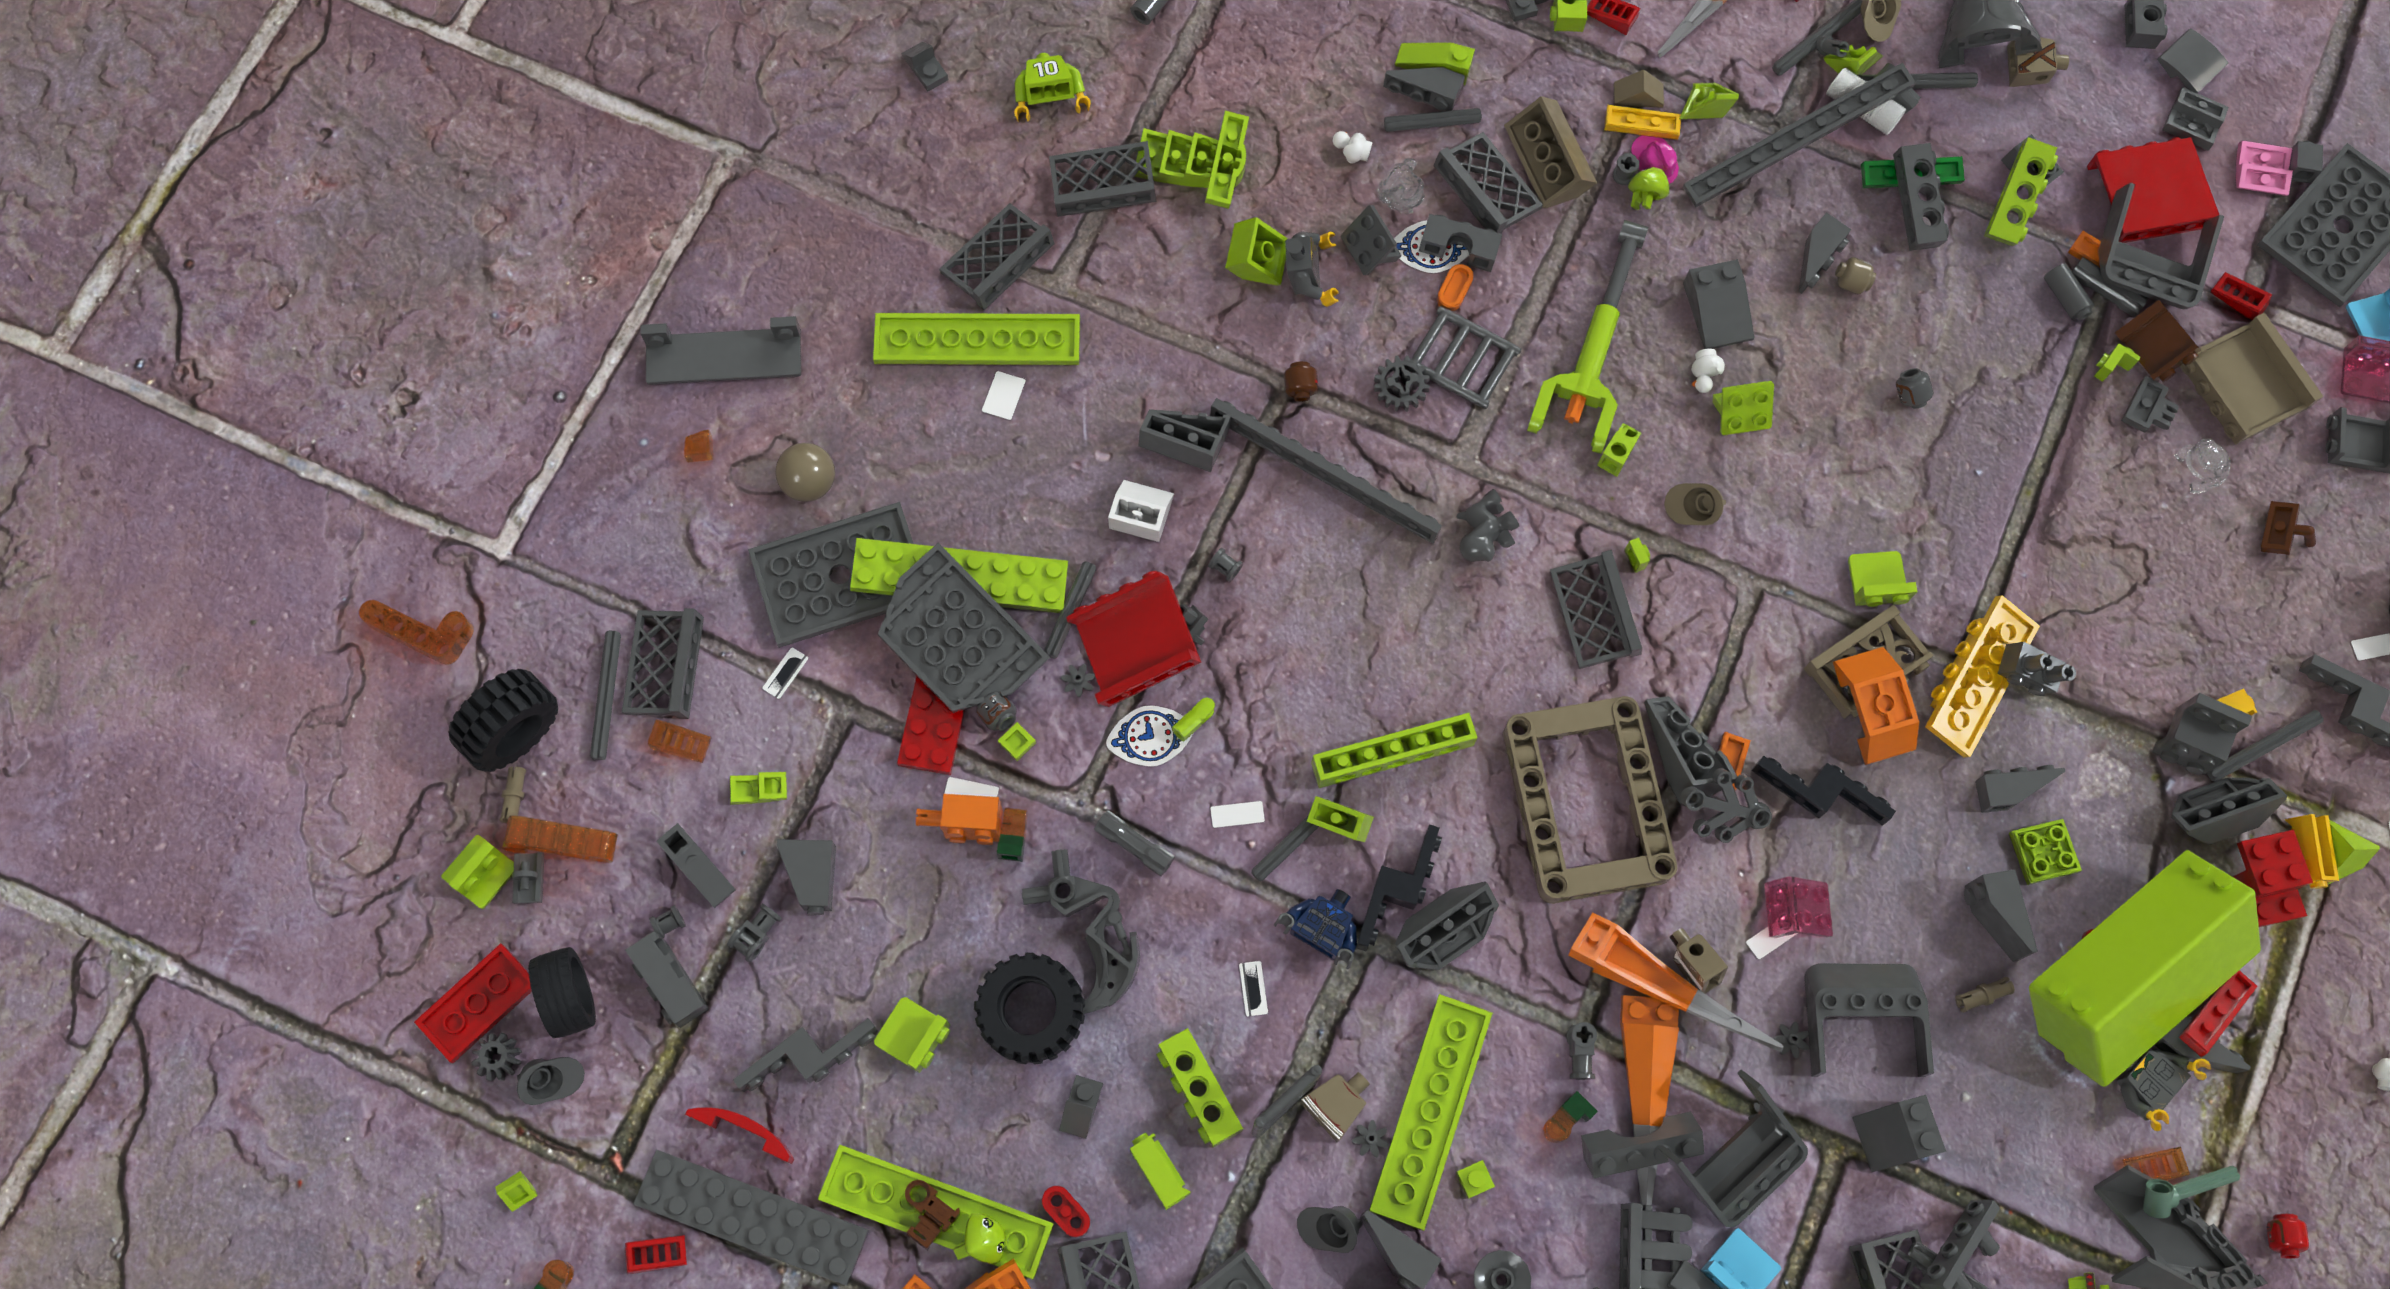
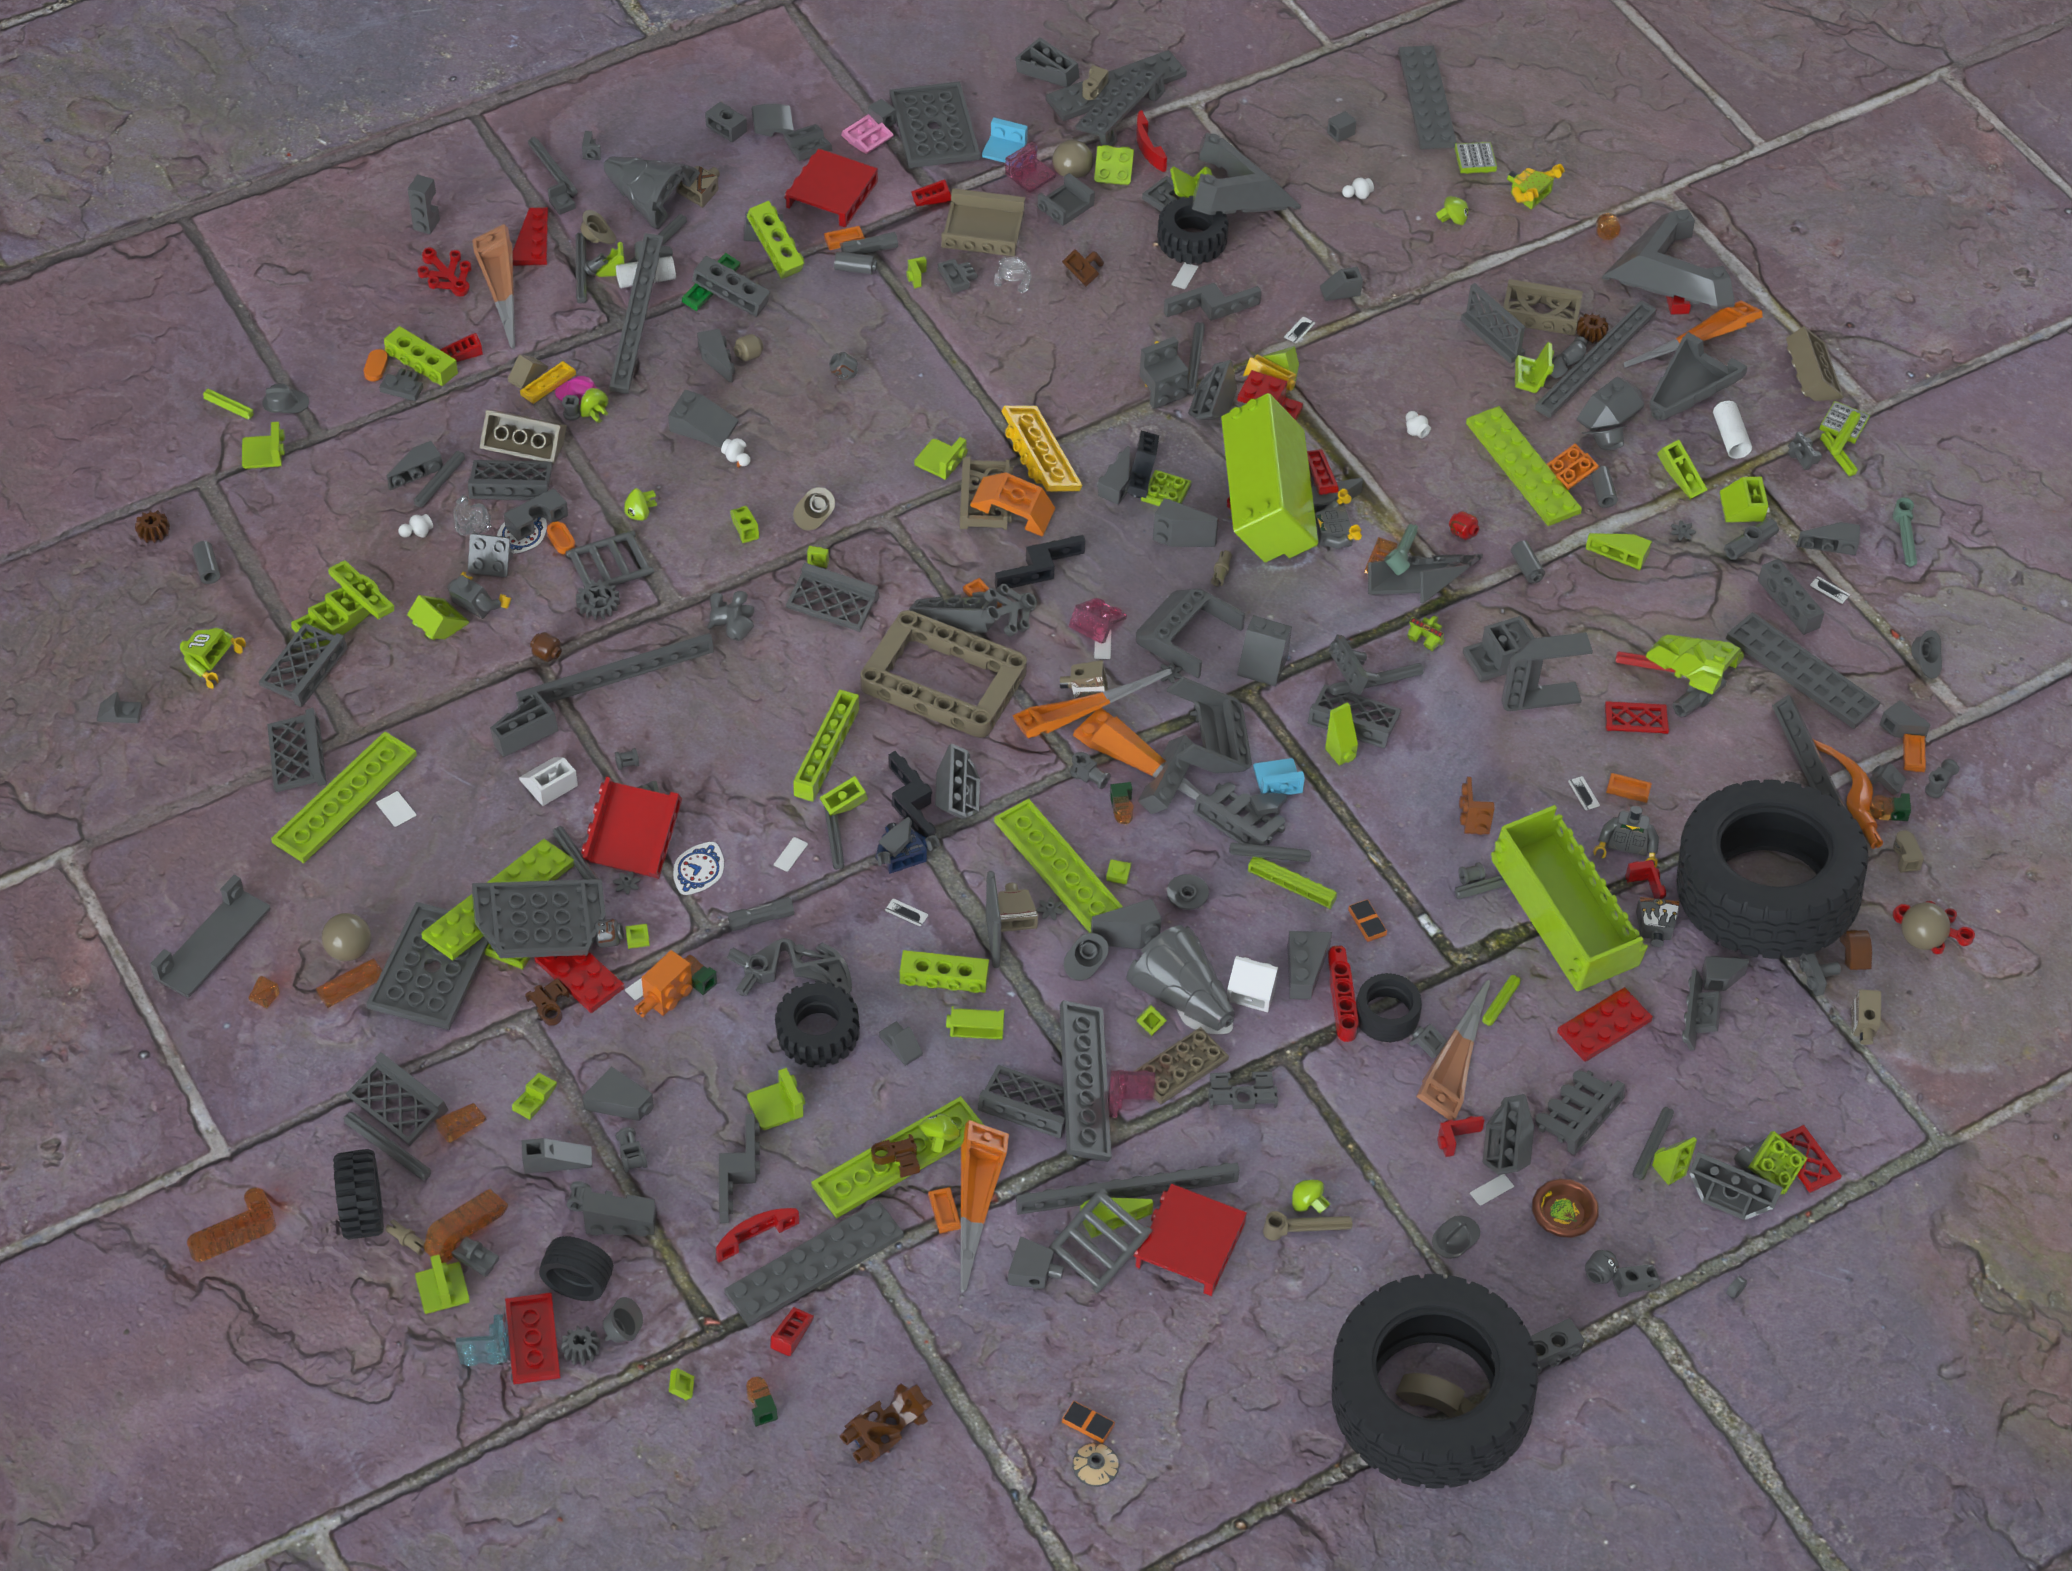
camera: 55 degrees left, 20 degrees down
(438, 977) = (485, 1349): none -> clear light blue bracket
(767, 514) = (349, 983): none -> clear orange plate
(785, 673) = (469, 1038): sticker -> none
(880, 710) = (548, 998): none -> reddish brown piece
(1066, 1211) = (958, 1087): red plate -> none
(1194, 719) = (710, 835): lime bar -> none
(1323, 917) = (897, 837): none -> dark grey slope
(1433, 55) = (400, 448): lime slope -> none
(1553, 327) = (637, 504): none -> lime piece
(1583, 384) = (686, 514): lime piece -> none
(1708, 101) = (569, 341): lime slope -> none
(1745, 407) = (777, 448): lime bracket -> none
(2034, 669) = (1060, 420): dark grey brick -> none
(2052, 804) = (1143, 464): none -> black bracket
(2148, 272) = (876, 222): dark grey windscreen -> none
(2159, 342) = (924, 242): reddish brown panel -> none

